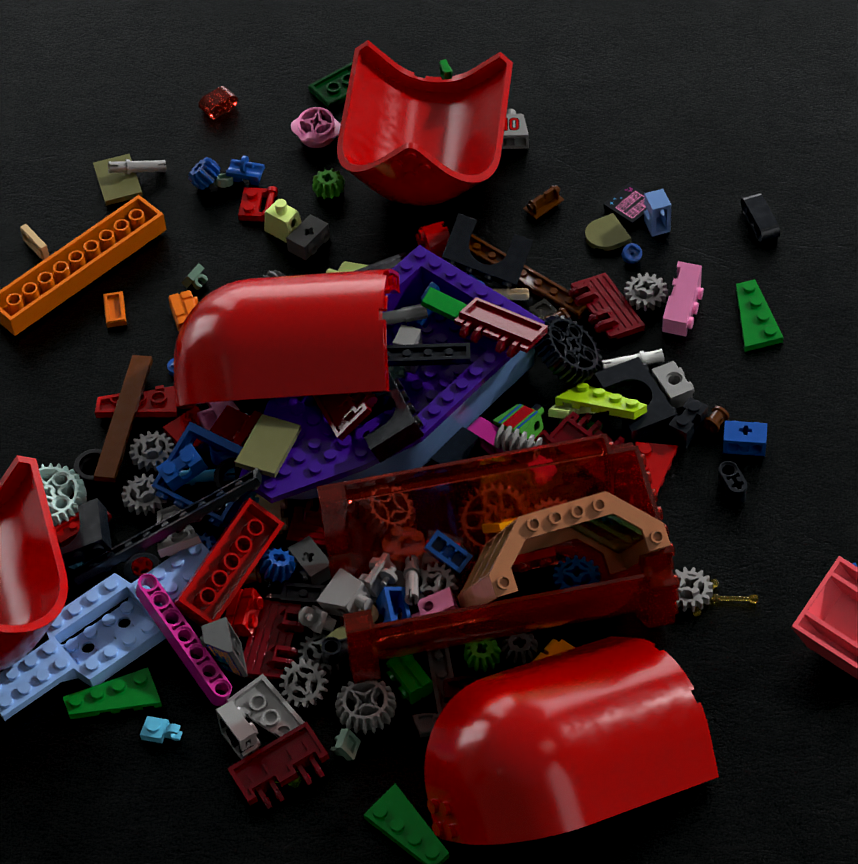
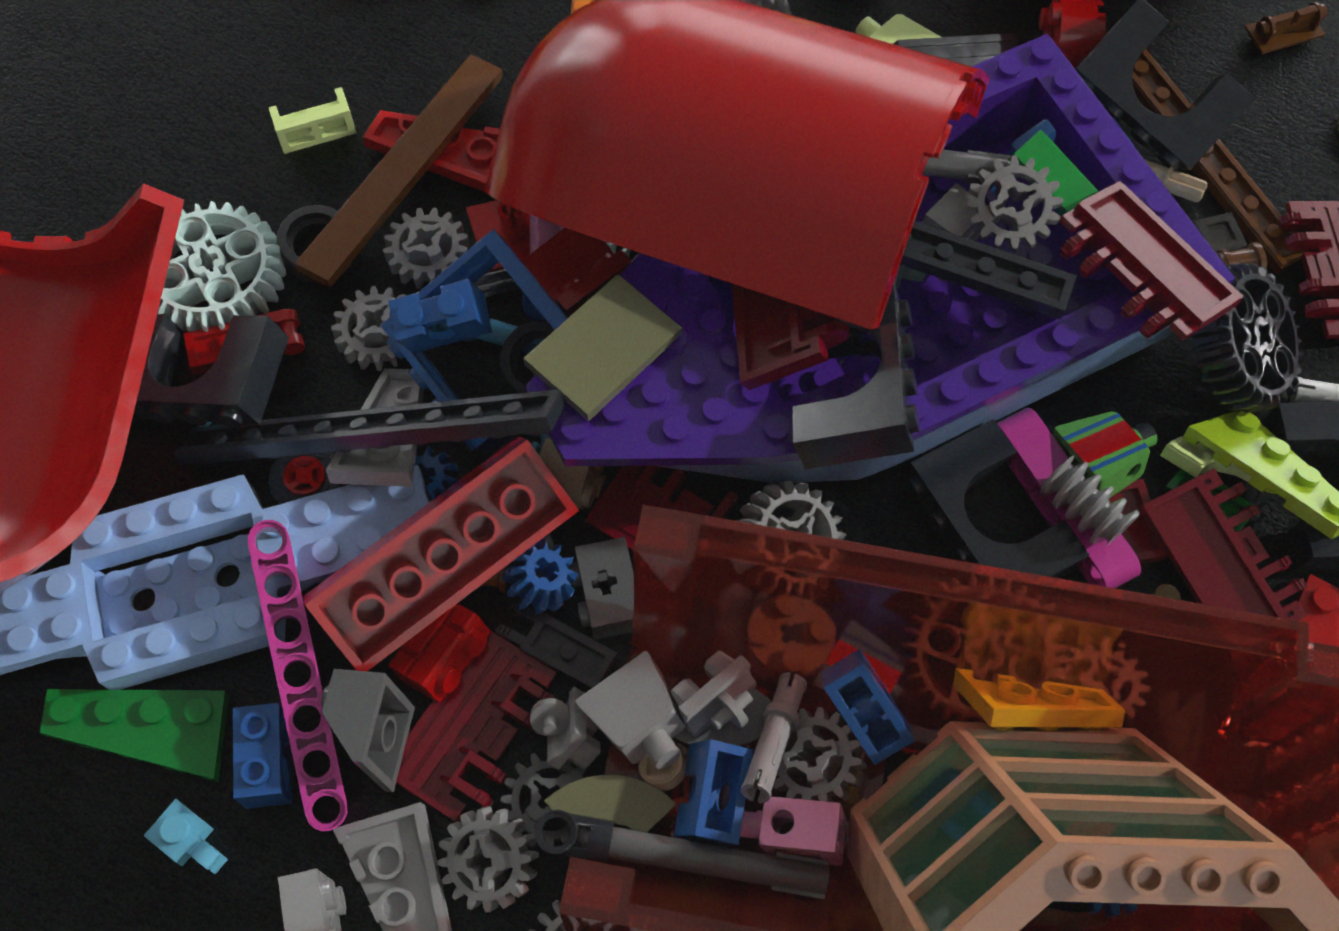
camera: 15 degrees right, 15 degrees up
(64, 416) = (314, 124): none -> yellowish green hinge
(180, 683) = (261, 756): none -> blue brick
(436, 316) = (1007, 186): none -> light grey gear

